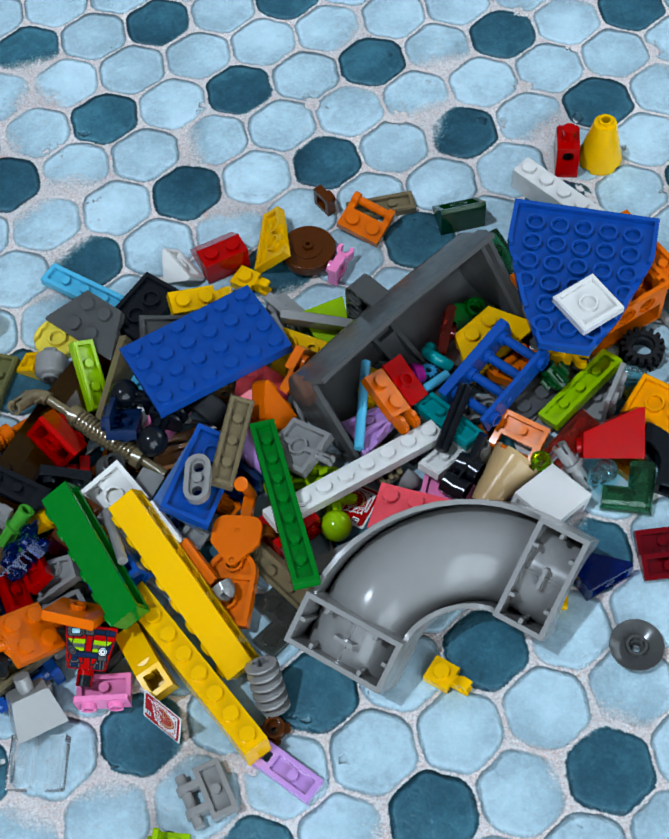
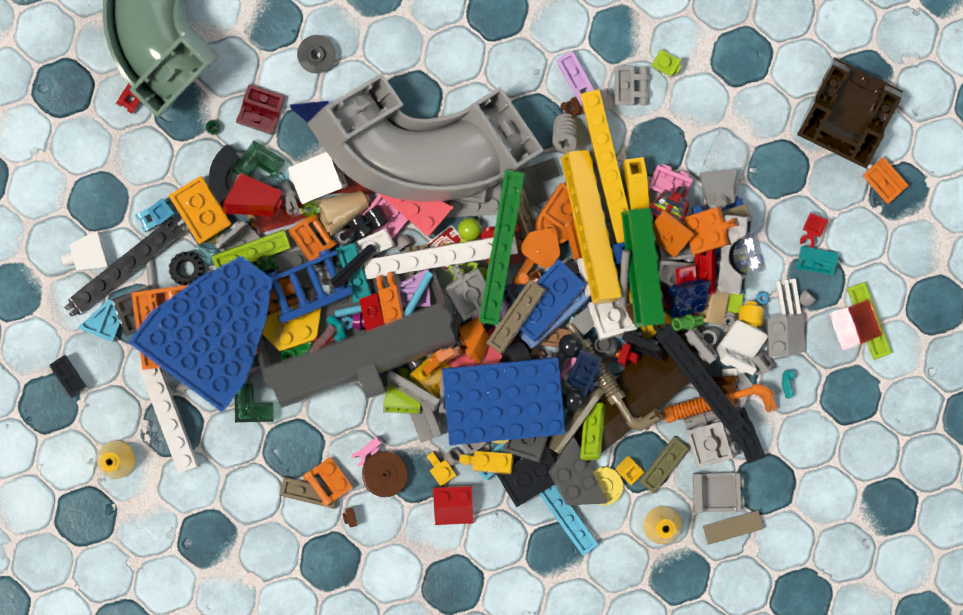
camera: 155 degrees left, 30 degrees up
(49, 364) = (618, 458): light grey head -> none
(57, 438) = (634, 380): red slope -> none
(162, 716) = (640, 145): sticker -> none
(178, 267) = (488, 507): white slope -> none
(197, 481) = (551, 291): light grey plate -> none
(224, 589) = (565, 211): light grey hinge -> none
(273, 240) = (408, 495): yellow wing -> none
(445, 675) = (447, 94): yellow plate -> none
(460, 215) = (253, 456): dark green slope -> none
(566, 141) = (142, 470): red torso -> none
(588, 304) = (222, 292): white tile -> none

